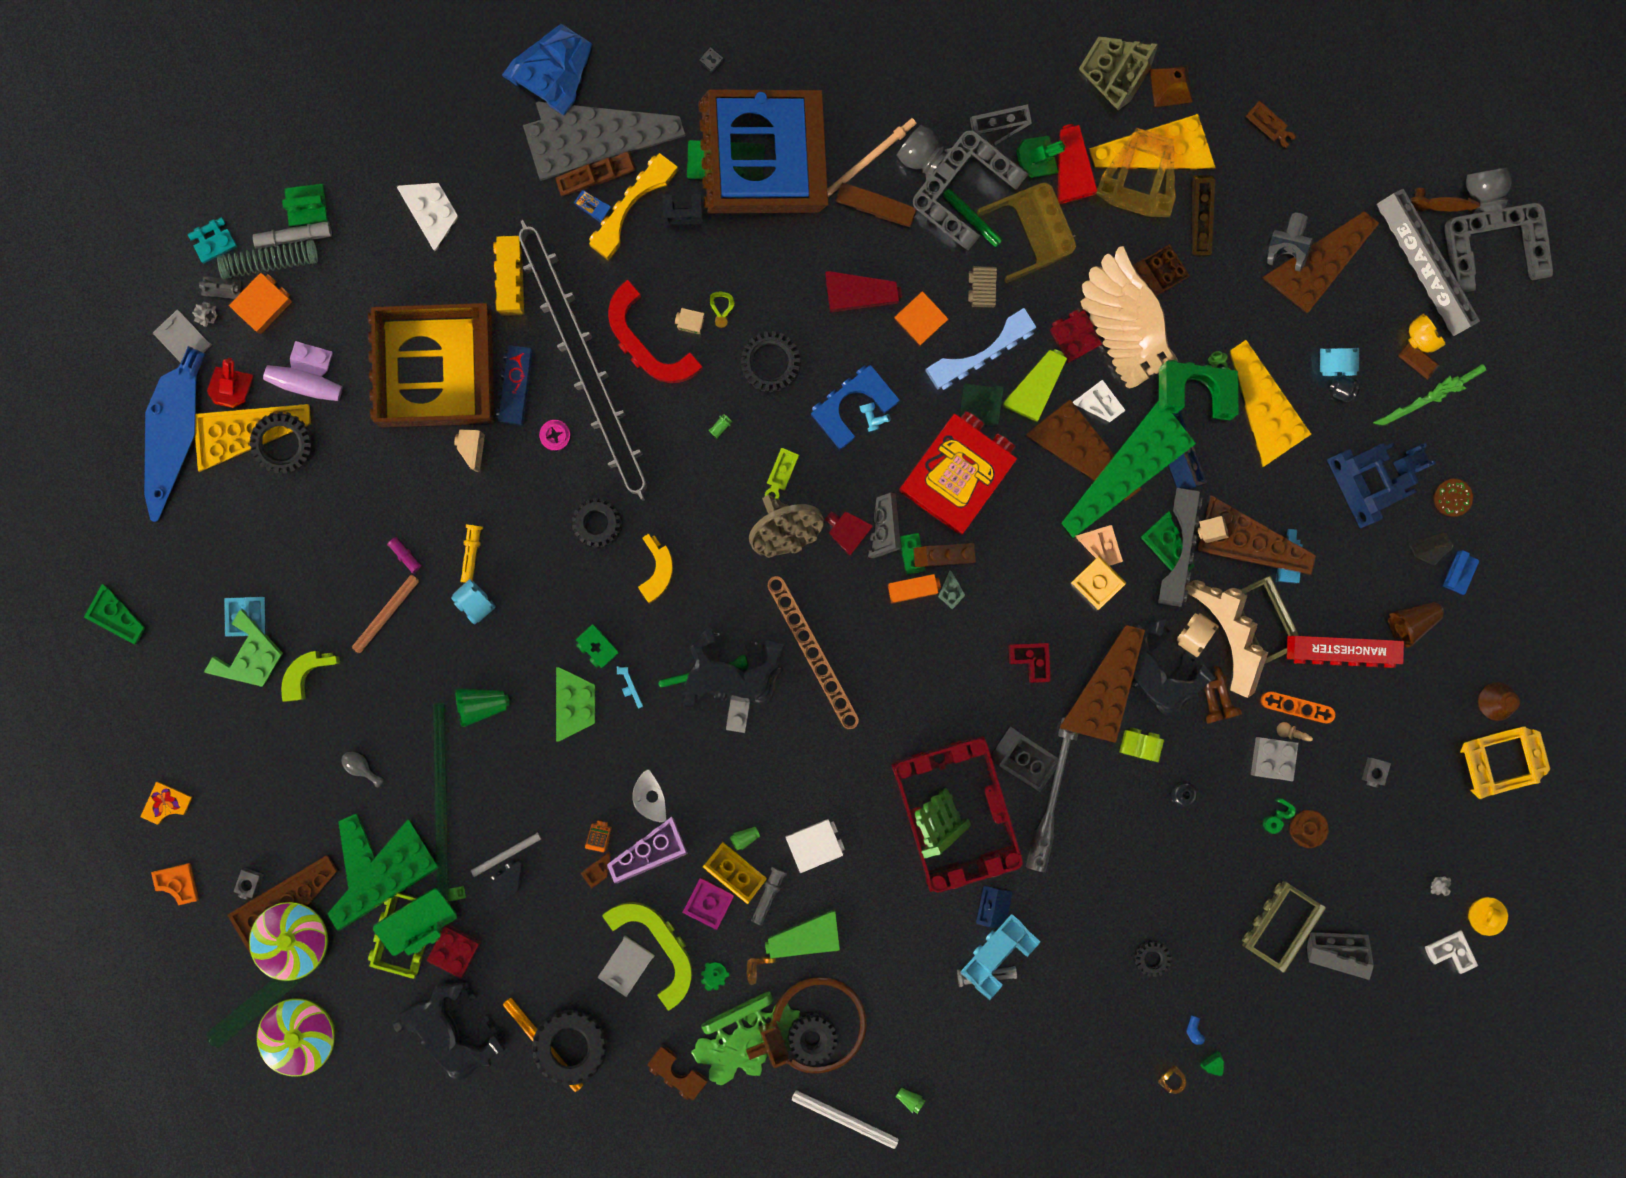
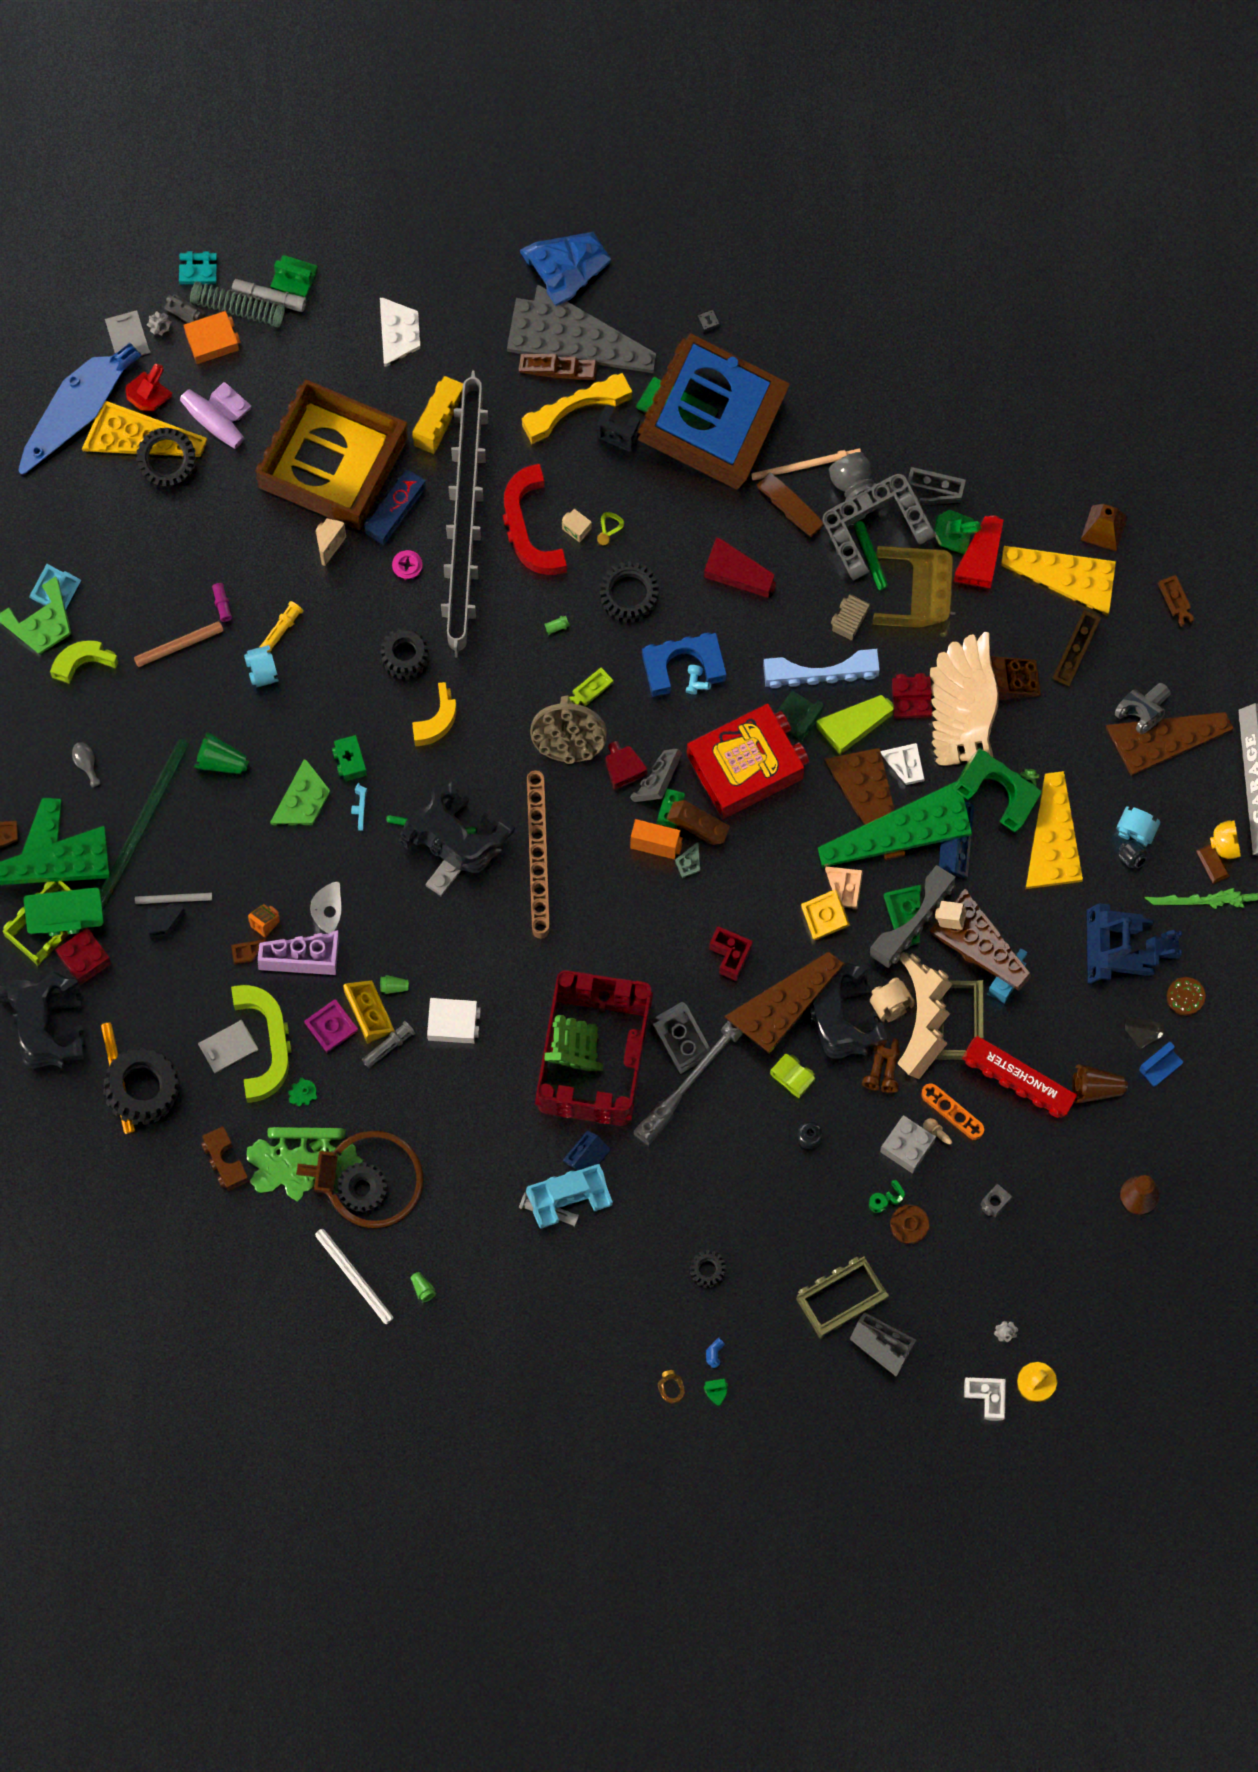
camera: 25 degrees right, 15 degrees down
(456, 893) = (112, 910): bright green piece -> none
(593, 206) = (541, 391): blue leg -> none
(756, 961) = (337, 1104): clear orange piece -> none
(808, 937) = (403, 1097): bright green slope -> none
(921, 318) = (781, 619): orange tile -> none
(1118, 68) = (1063, 490): olive wedge -> none
(1149, 205) = (1008, 589): clear yellow windscreen -> none
(1480, 769) = (1092, 1243): yellow wedge -> none

